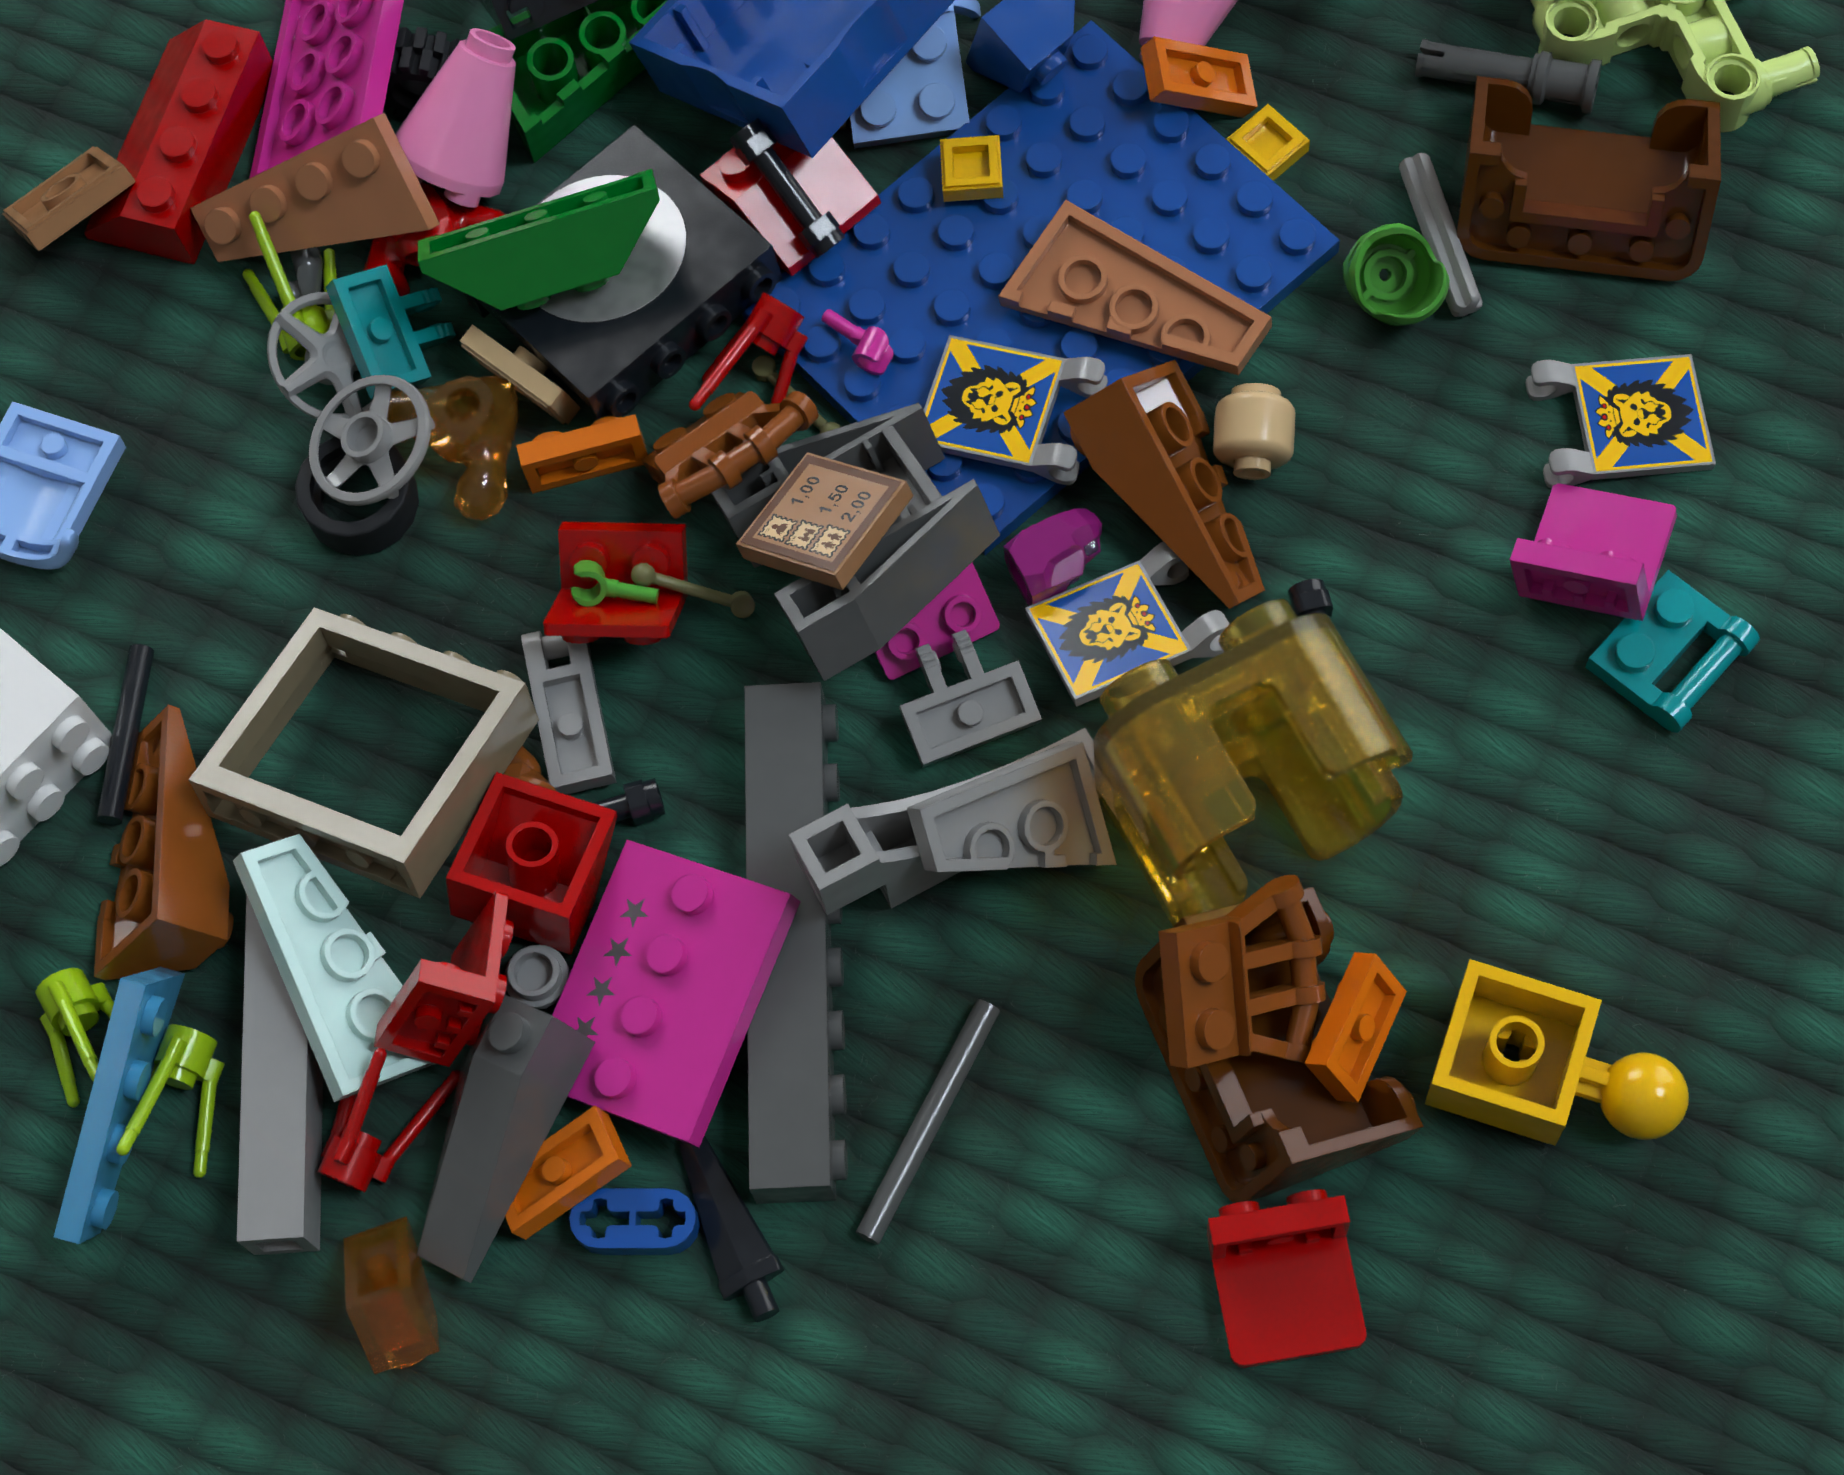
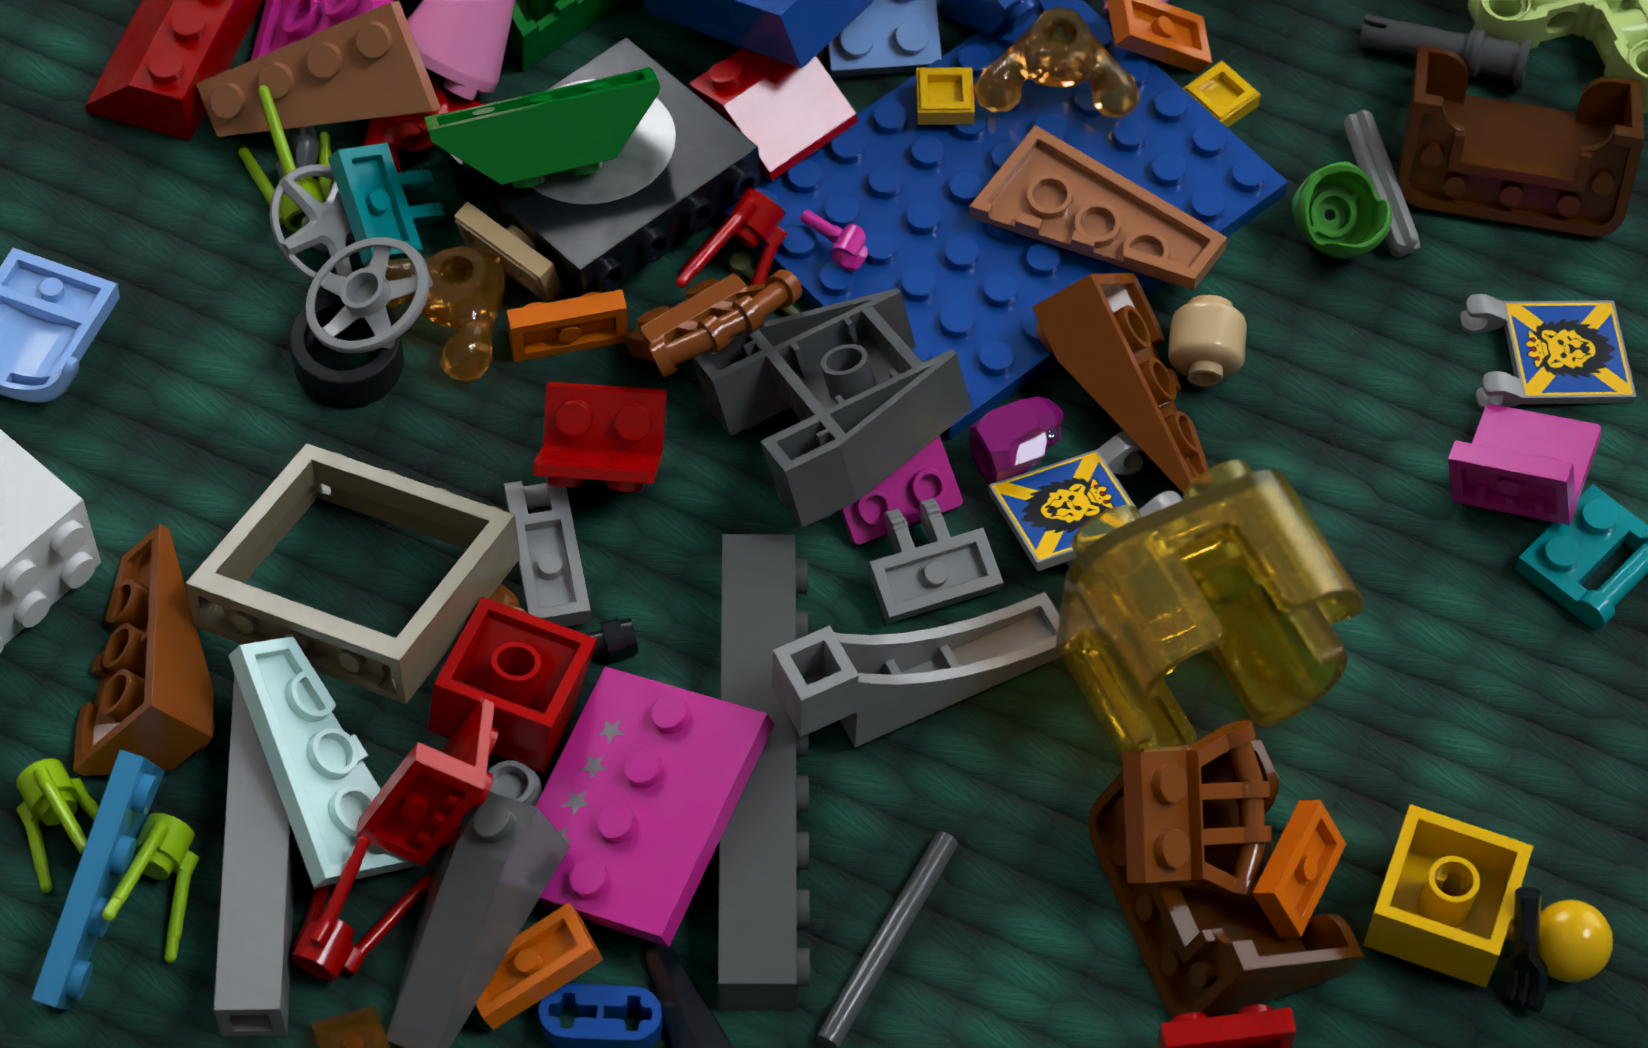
camera: 10 degrees left, 10 degrees down
(67, 197) = (75, 69): medium nougat tile -> none
(125, 735) = (111, 555): black bar -> none
(608, 587) = (595, 441): bright green hand -> none
(740, 602) = (714, 468): olive hinge -> none
(755, 145) = (747, 55): black bar -> none
(825, 520) = (810, 379): medium nougat tile -> none
(998, 402) = (971, 301): flag -> none
(1017, 818) = (984, 660): light grey wing -> none
(1089, 115) = (1060, 54): none -> clear orange head
(1595, 1130) = (1525, 968): none -> black piece

